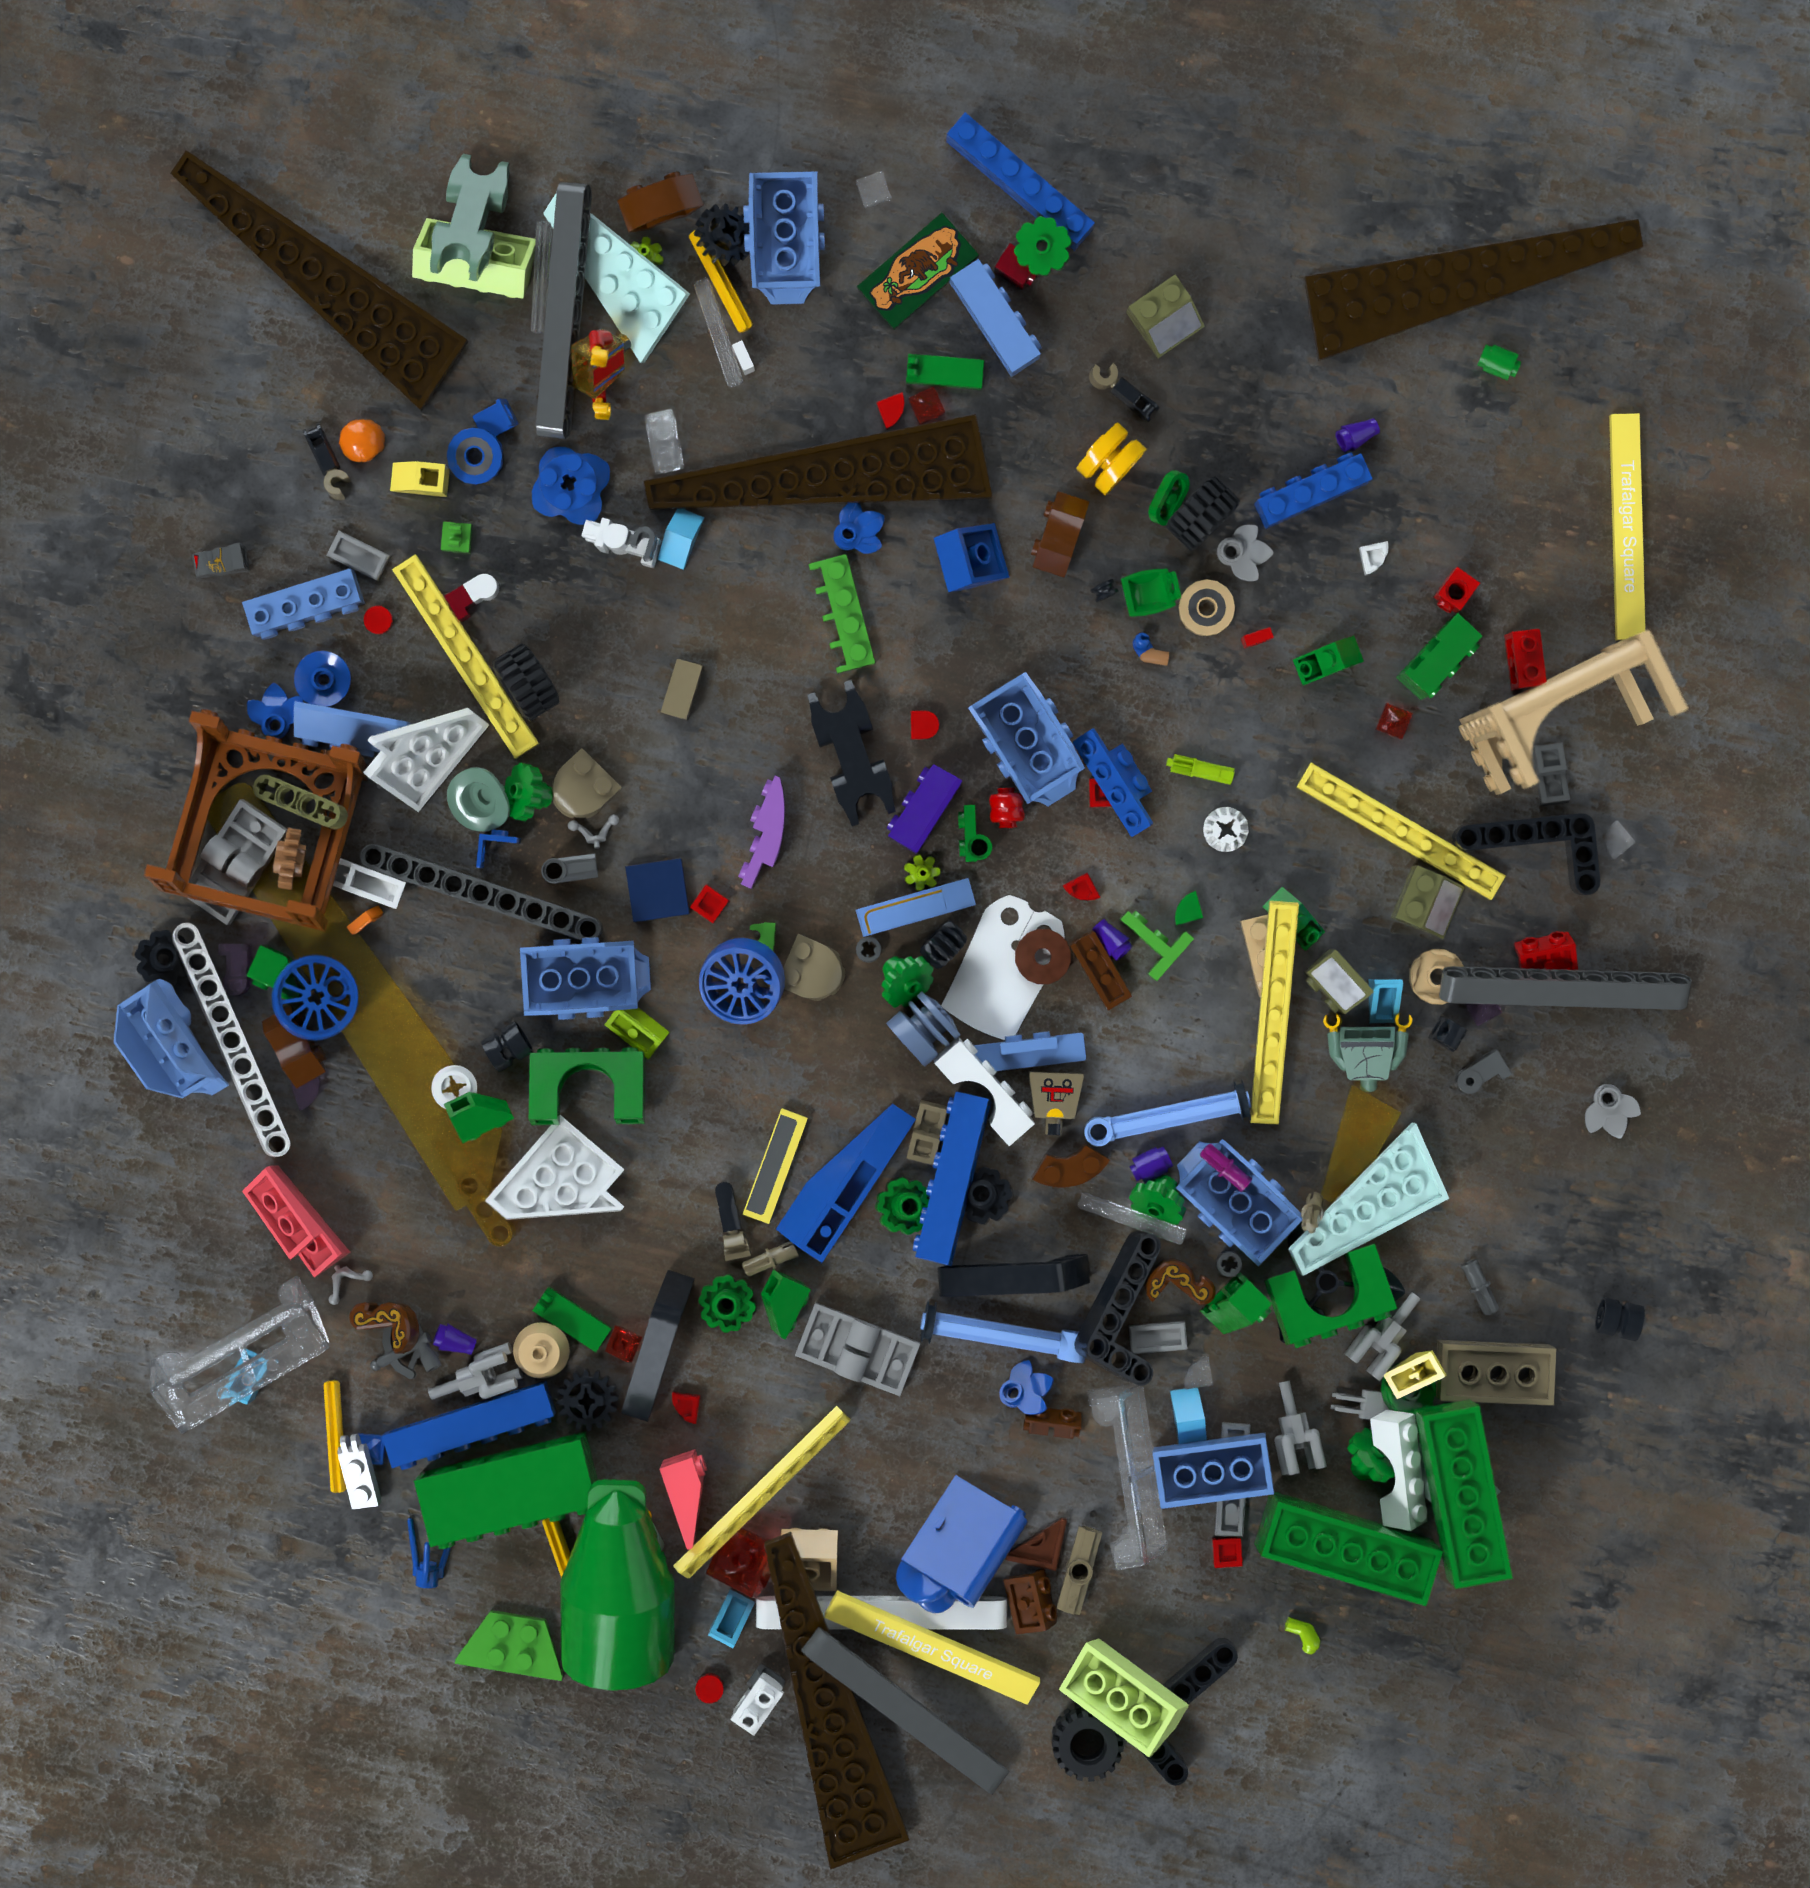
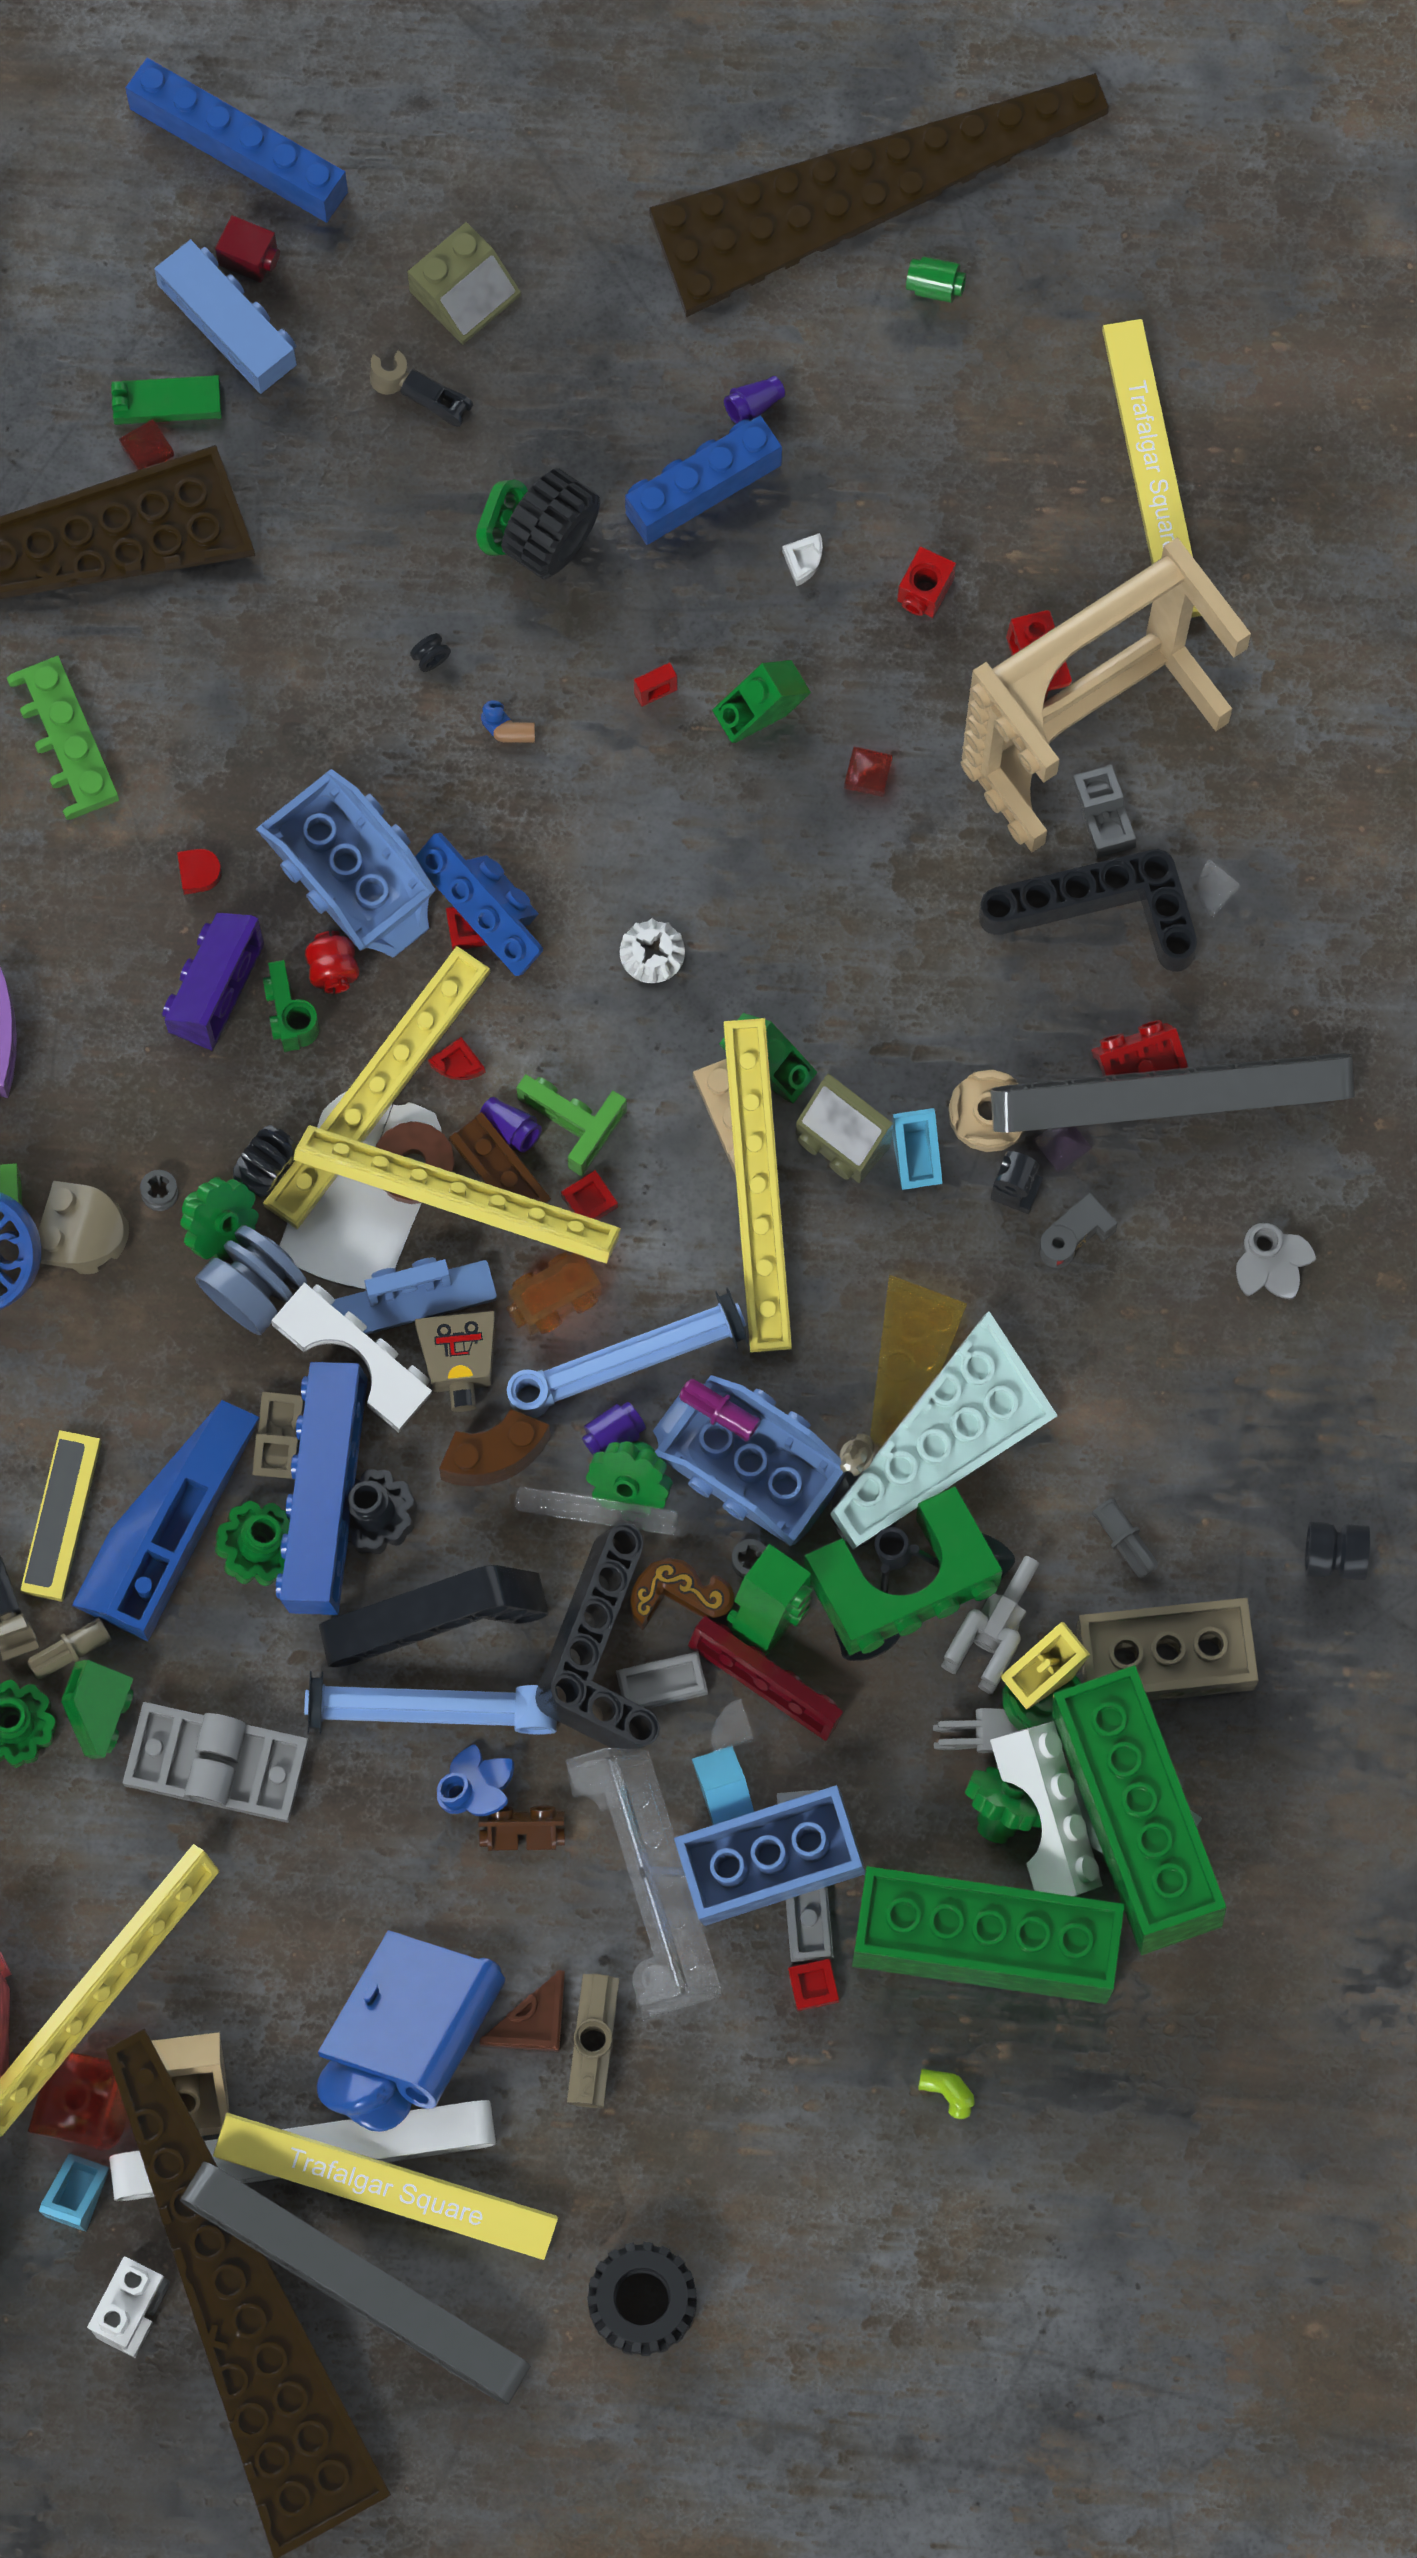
camera: 10 degrees left, 15 degrees down
(709, 1688) = (55, 2309): red tile -> none
(858, 773) = (85, 892): black piece -> none
(862, 526) = (75, 618): blue plate -> none
(873, 190) = (36, 181): clear tile -> none
(891, 409) = (97, 458): red tile -> none
(915, 907) = (218, 1117): medium blue slope -> none
(917, 271) = (108, 277): tile -> none
(917, 867) = (223, 1079): lime plant -> none
(971, 557) = (234, 633): blue slope -> none
(1026, 898) = (383, 1078): none -> light yellow tile
(1030, 1602) = (527, 2101): reddish brown bracket -> none
(1042, 261) = (277, 209): green plant -> none
(1060, 534) = (356, 585): reddish brown brick -> none
(1070, 988) = (457, 1194): none -> light yellow tile
(1108, 456) = (412, 472): yellow wheel -> none
(1116, 1067) = (550, 1295): none -> clear orange brick
(1123, 1696) = (683, 2211): yellowish green slope -> none
(1150, 591) = (495, 642): green piece -> none
(1157, 999) = (590, 1197): none -> red tile
(1188, 909) = (615, 1069): green tile -> none
(1196, 1685) = (766, 2223): black beam -> none
(1200, 769) = (603, 873): lime piece -> none
(1223, 607) = (579, 635): tan tile -> none
(1233, 1353) = (765, 1678): none -> dark red plate
(1248, 552) = (626, 576): light grey plate -> none
(1296, 1436) = (889, 1792): light grey plant -> none
(1367, 1051) = (903, 1221): sand green torso -> none
(1400, 831) = (903, 919): light yellow tile -> none
(1427, 901) = (957, 1006): olive slope -> none
(1440, 657) = (917, 674): green wedge -> none

